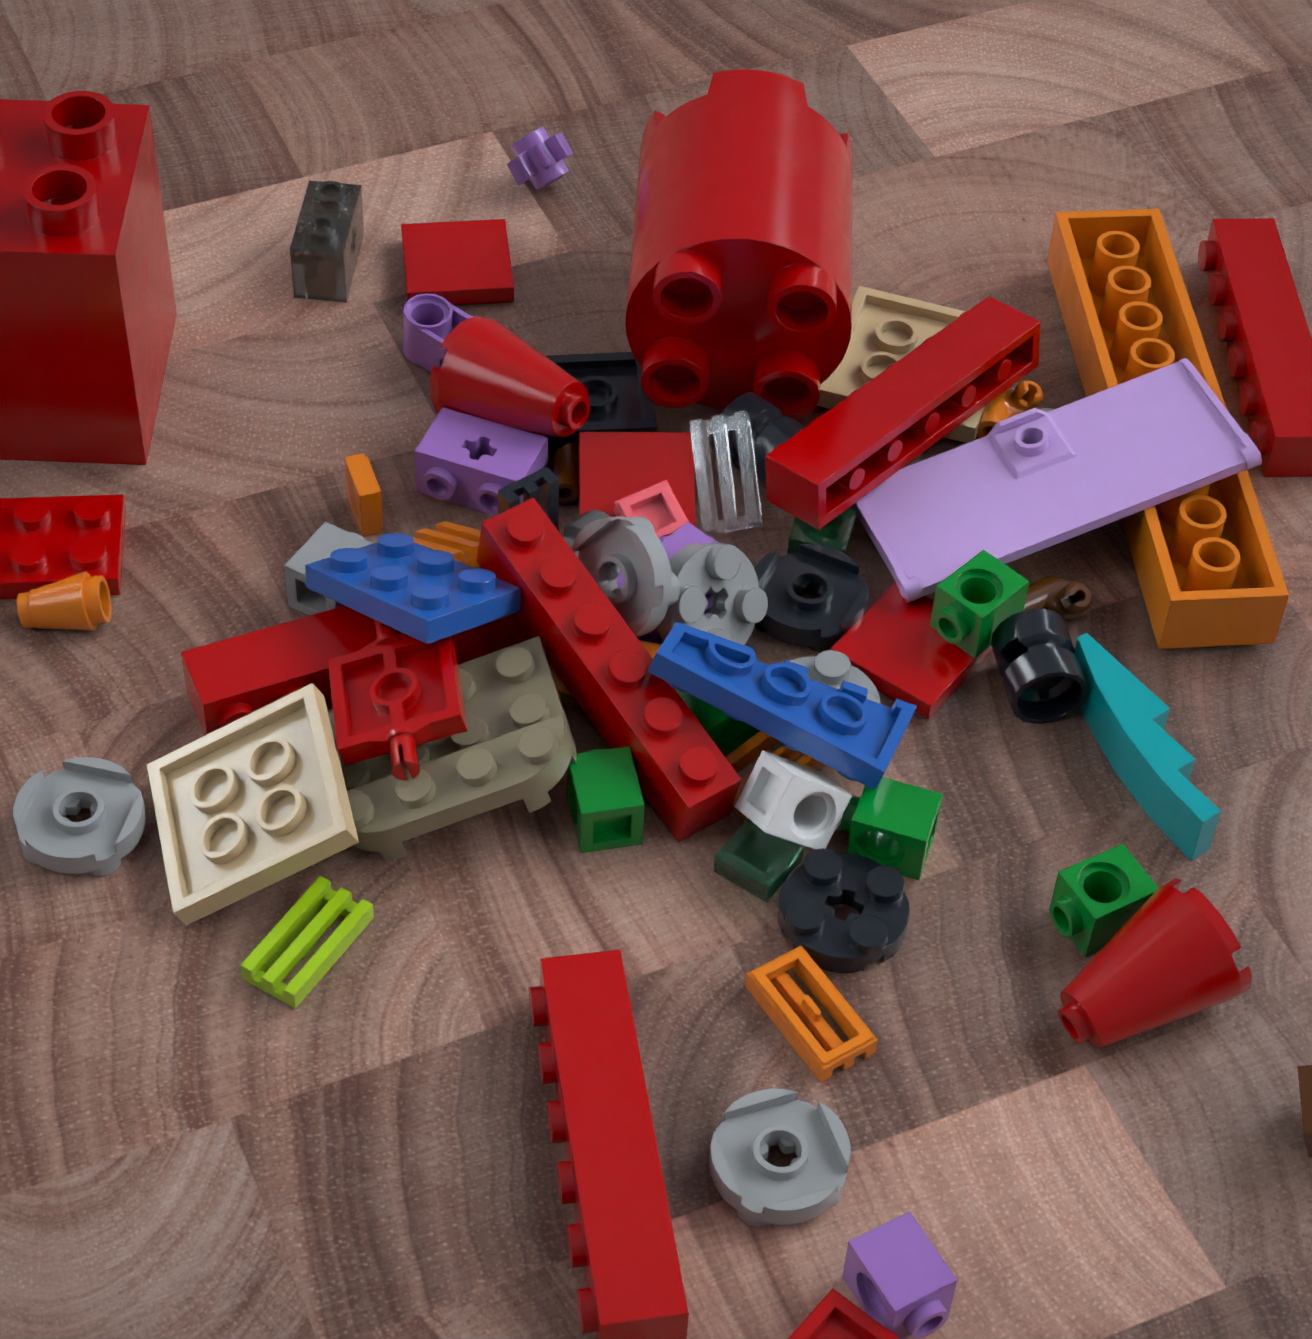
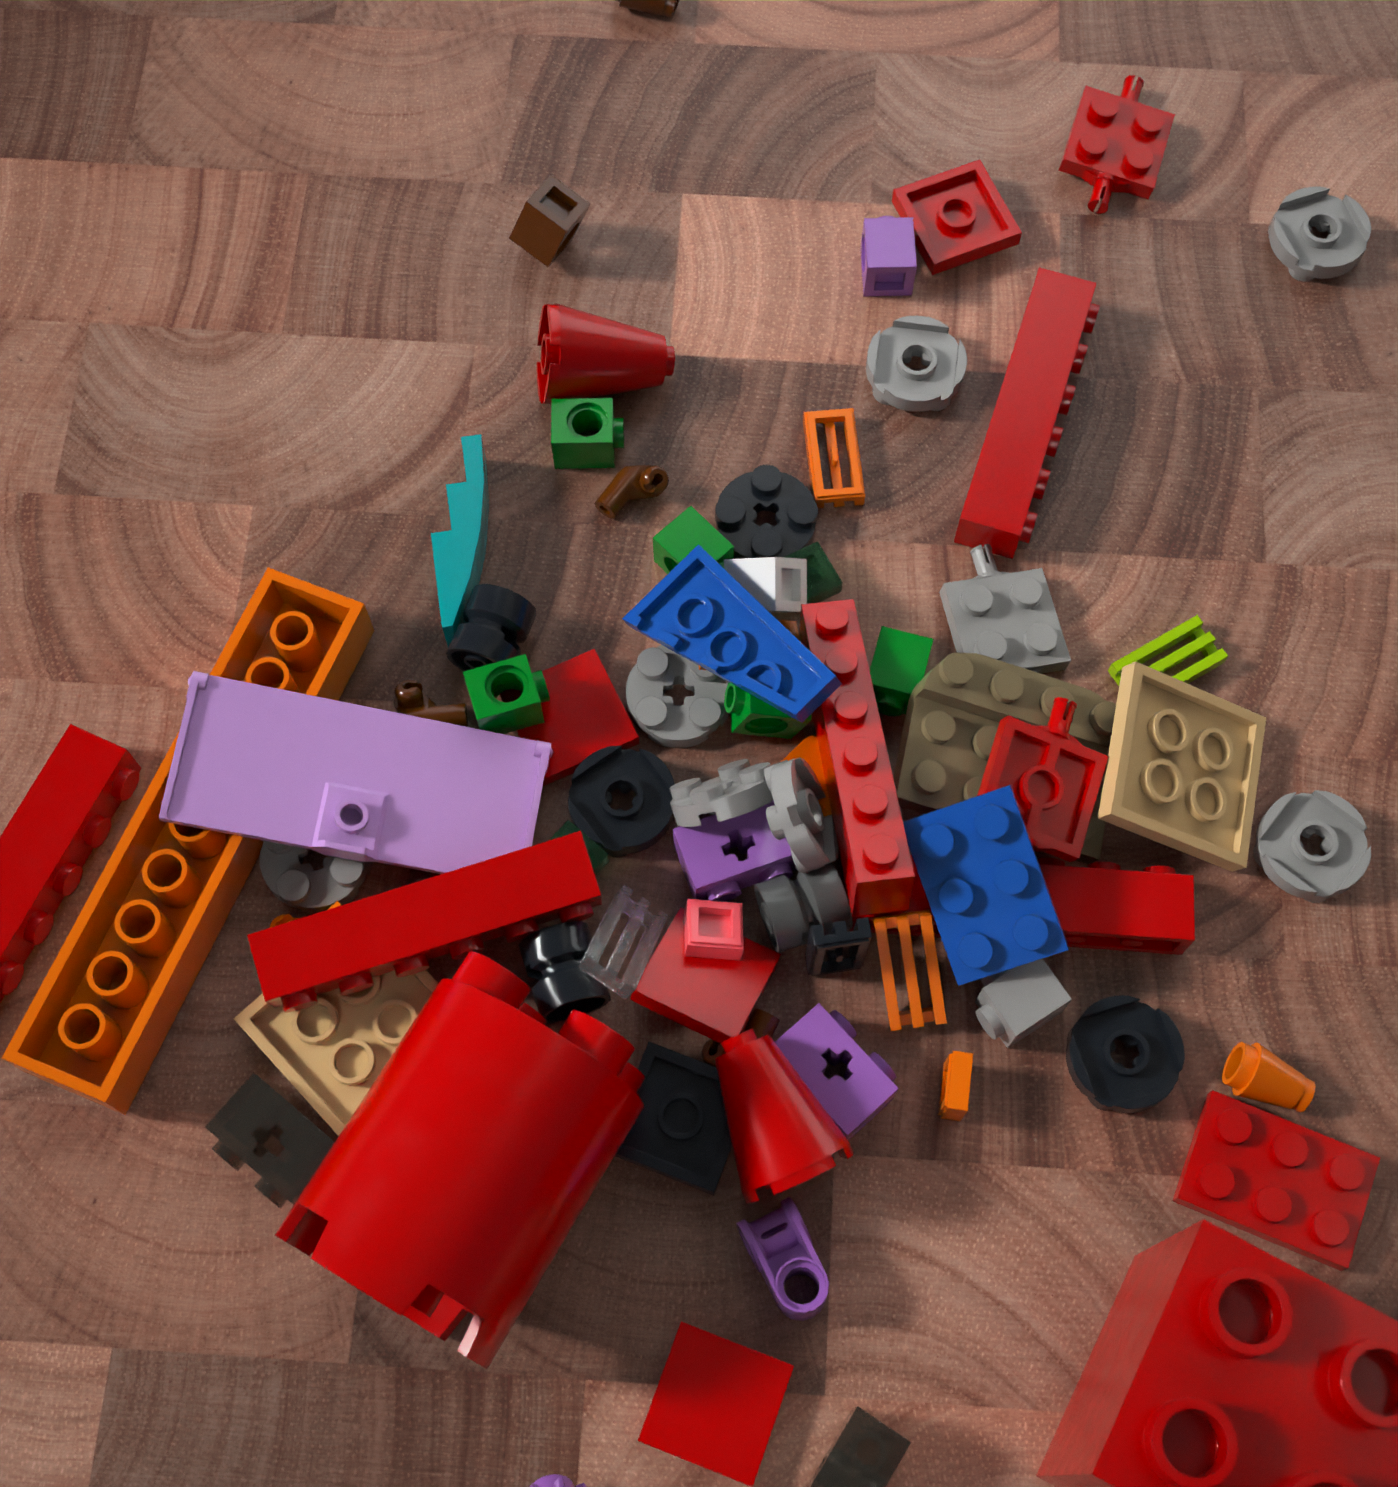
camera: 150 degrees left, 20 degrees up
(218, 603) = (1139, 1026): none -> black plate
(510, 900) = (1005, 616): none -> light grey plate
(914, 265) = (246, 1125): none -> clear smoke brick
(1014, 885) = (632, 484): none -> reddish brown arm

